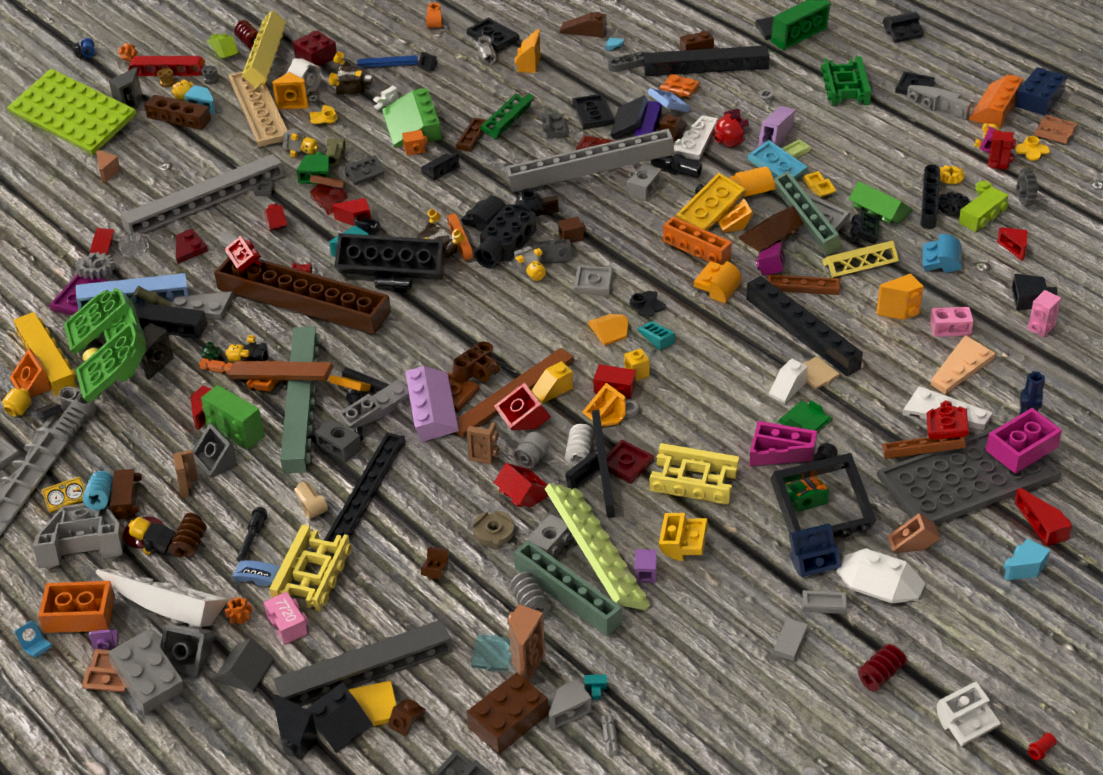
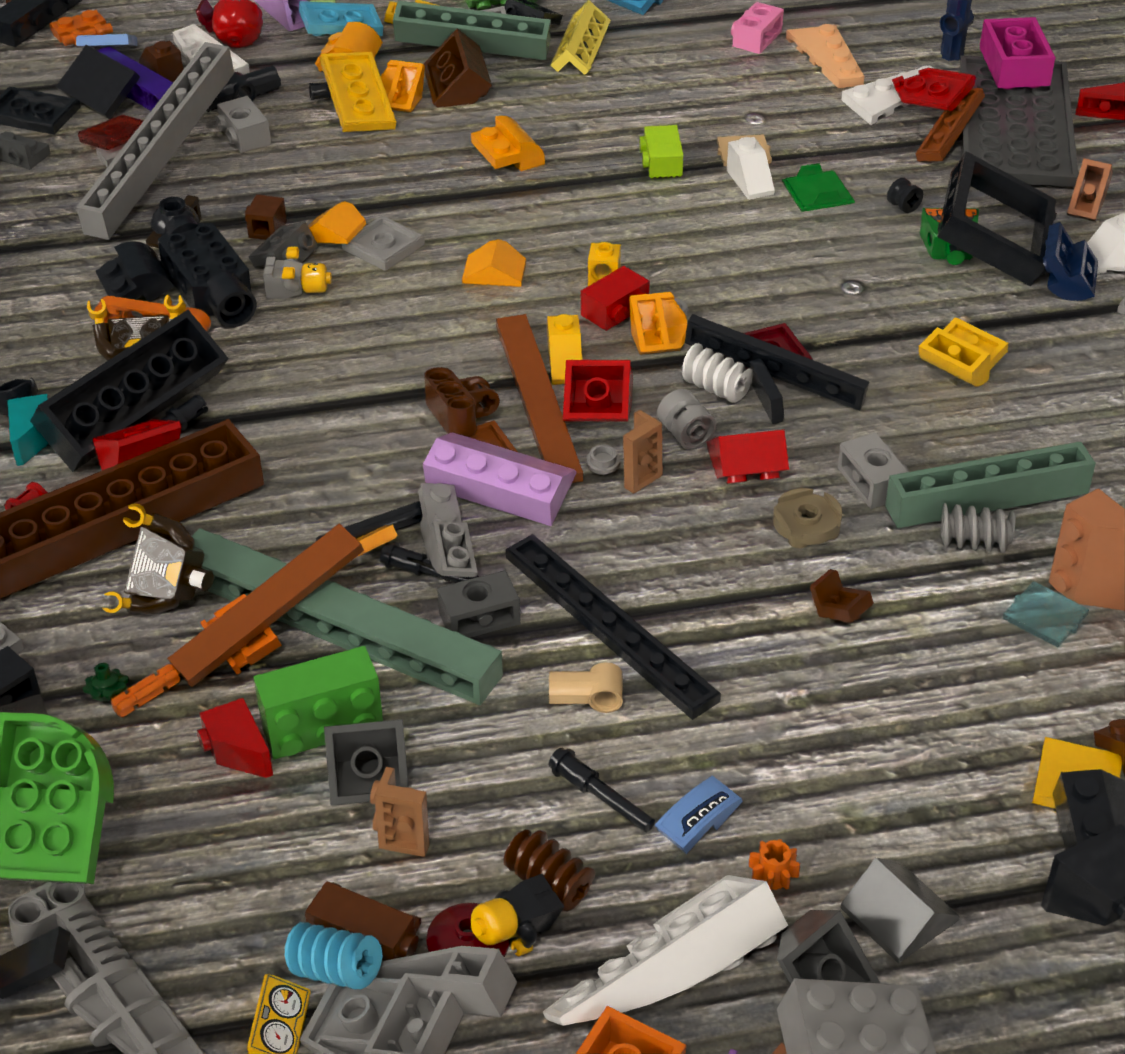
camera: 60 degrees left, 0 degrees up
(249, 352) = (164, 634): piece -> none
(281, 327) = (163, 566): none -> dark brown torso
(285, 614) = (833, 809): bright pink brick -> none
(299, 557) = (730, 760): light yellow fence -> none
(353, 275) = (134, 441): none -> red slope
(365, 663) = (996, 762): dark grey brick -> none
(587, 256) = (337, 224): none -> light orange slope
(597, 547) = (941, 427): yellowish green plate -> none
(645, 565) = (989, 406): medium lavender brick -> none
(646, 303) = (476, 219): black plate -> none
(654, 337) = (554, 232): teal slope -> none
(694, 461) = (857, 278): light yellow fence -> none
(696, 241) = (420, 128): orange brick -> none
(771, 260) = (522, 91): magenta slope -> none
(772, 339) = (661, 151): none -> lime brick
(781, 444) = (862, 214): dark pink wedge -> none
(804, 326) = (695, 118): black brick -> none
(805, 284) = (577, 96): dark orange tile -> none
(900, 298) = (697, 33): light orange slope -> none

